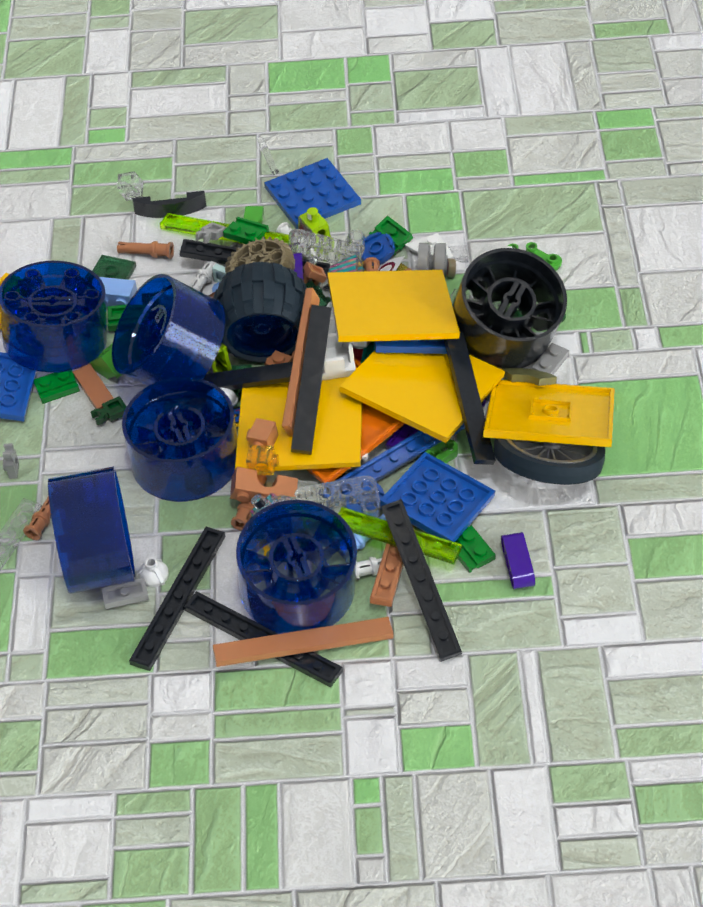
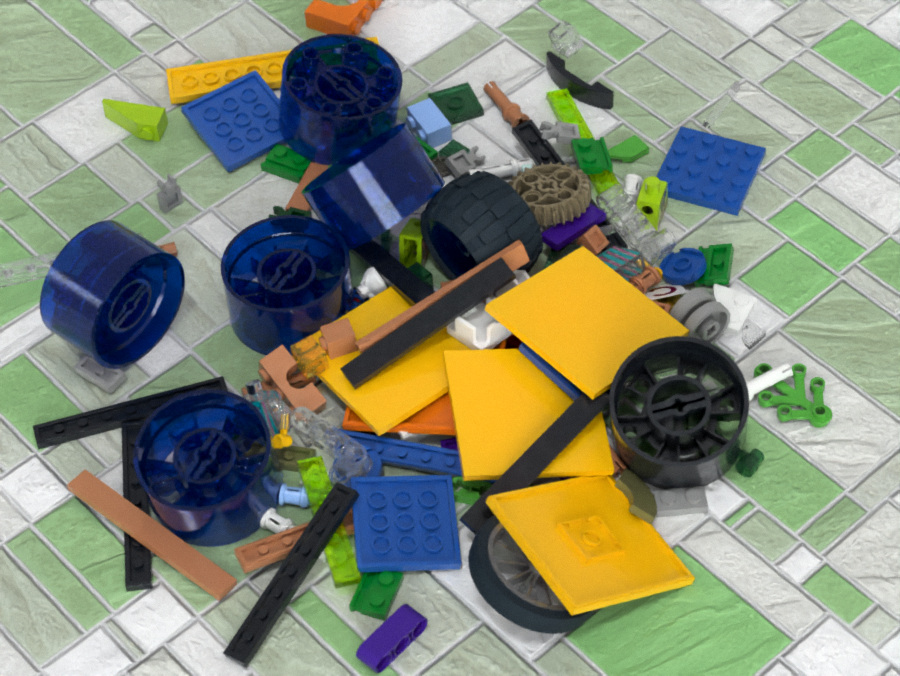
camera: 50 degrees right, 0 degrees up
(155, 574) = (142, 376): white piece -> none
(451, 269) = (720, 337): dark tan tile -> none

